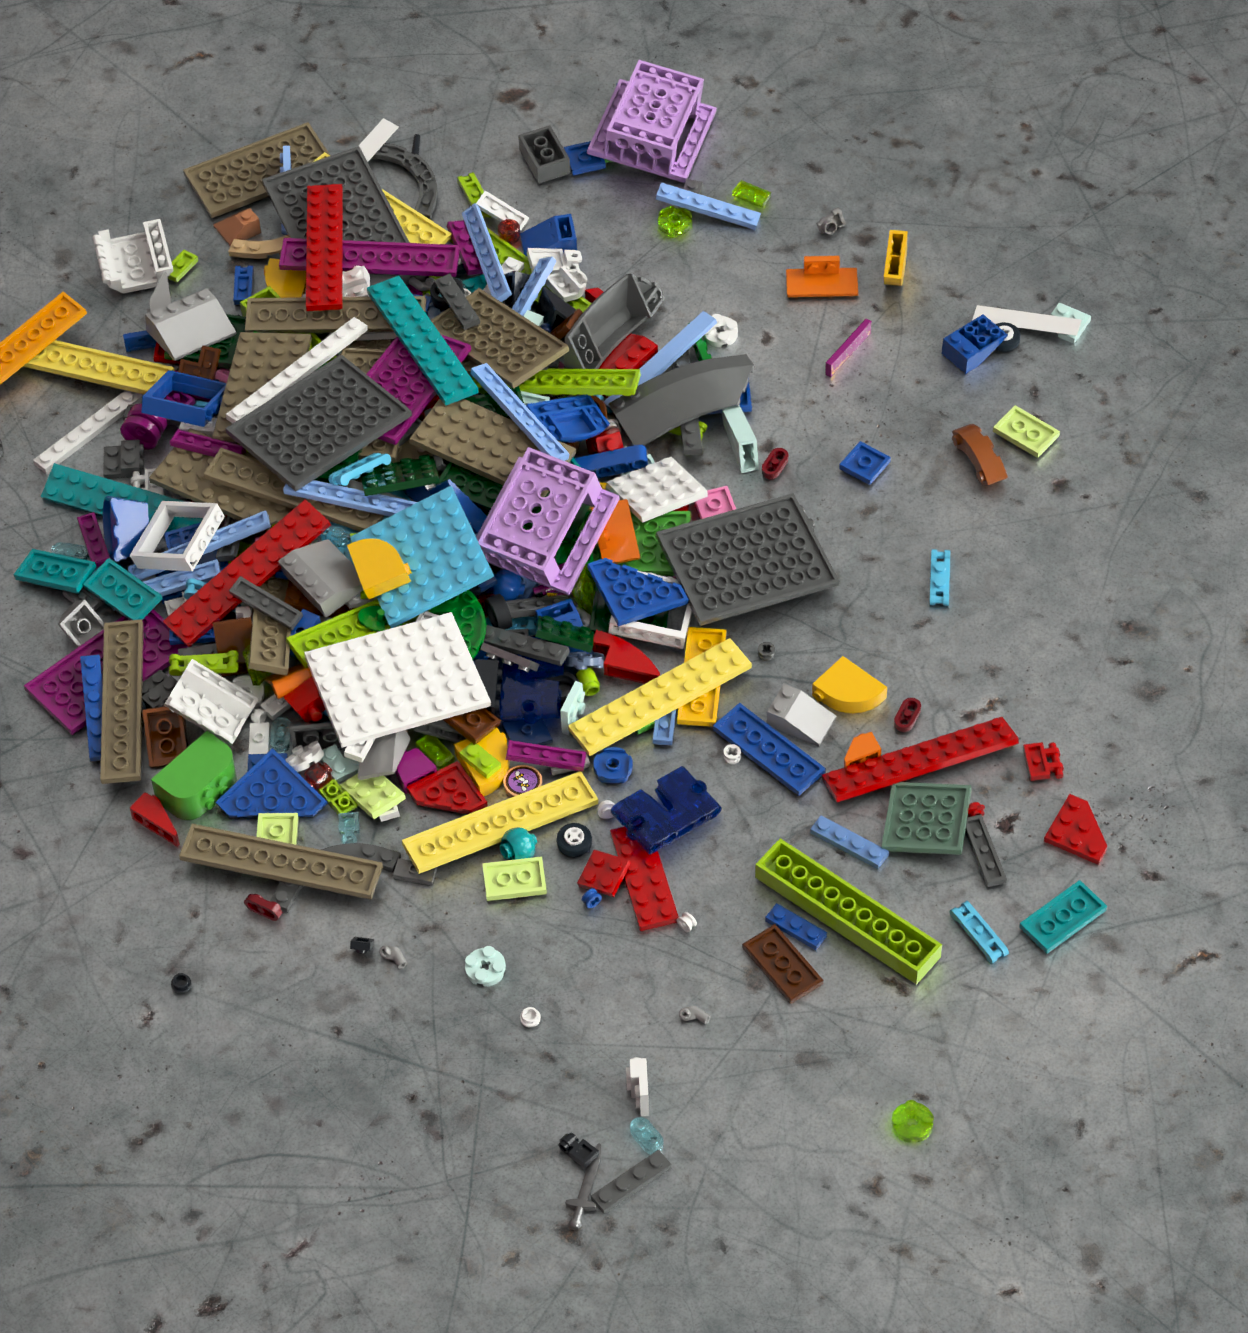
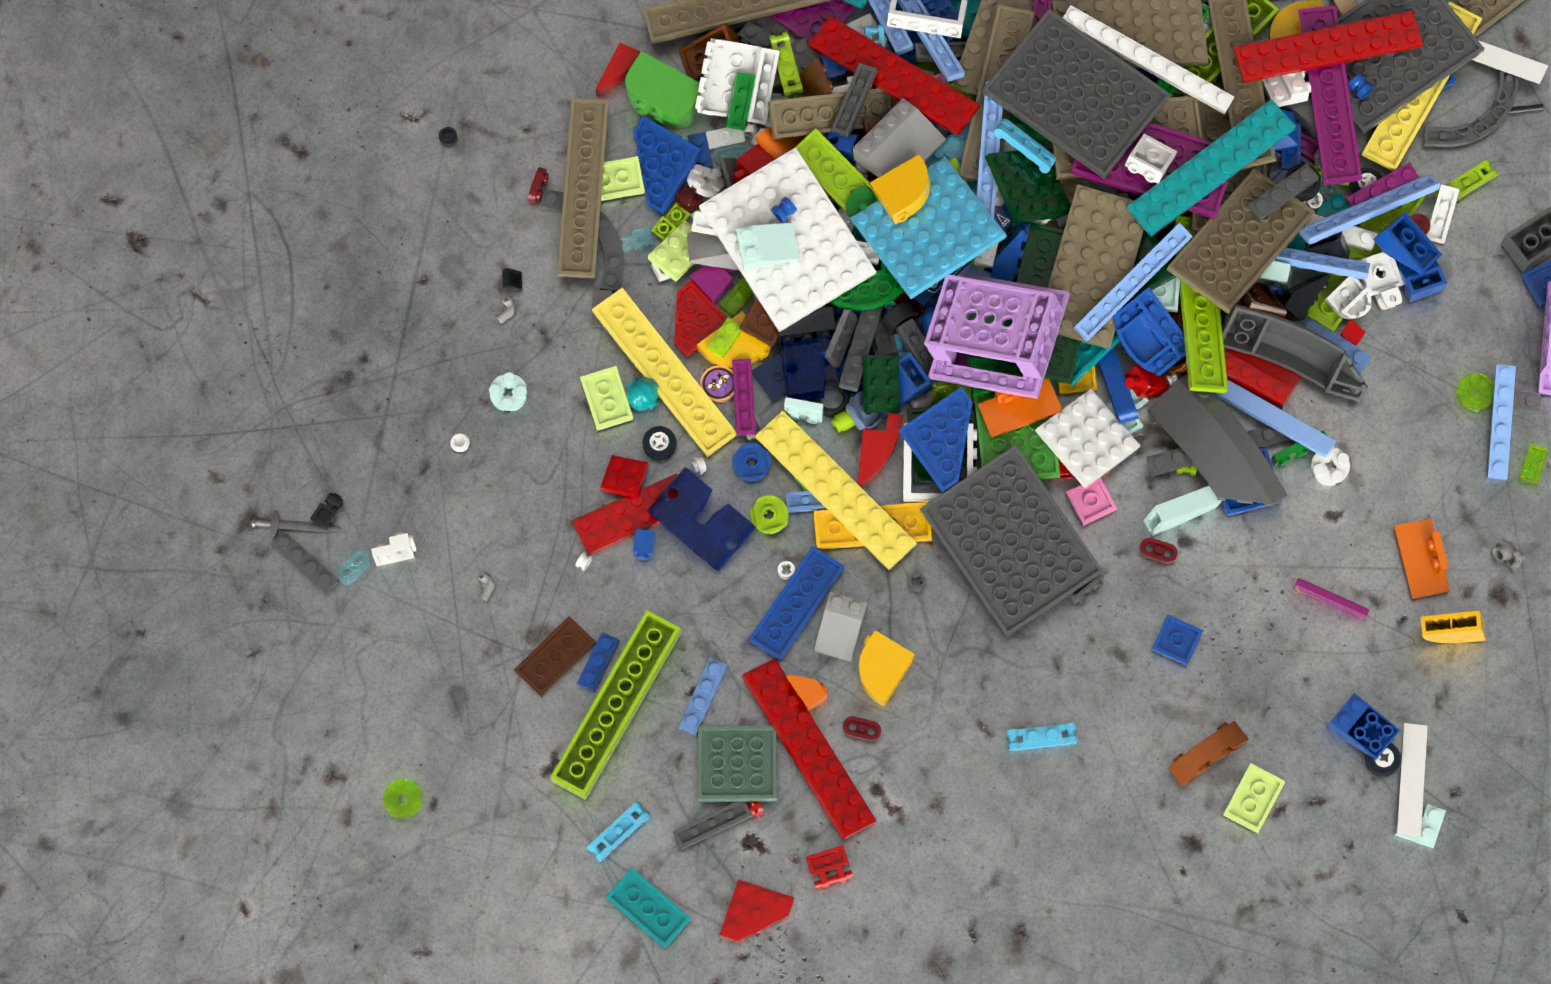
camera: 80 degrees right, 20 degrees up
(229, 710) = (740, 101): none -> green plate
(369, 233) = (1361, 86): none -> blue wheel
(371, 667) = (784, 209): none -> blue wheel
(403, 377) = (1150, 159): none -> white plate
(403, 691) = (767, 245): none -> light aqua slope
(526, 233) = (1407, 244): none -> blue slope
(591, 898) = (595, 471): blue bush -> none
(664, 748) = (778, 520): none -> lime plate
(680, 866) = (644, 544): none -> blue brick

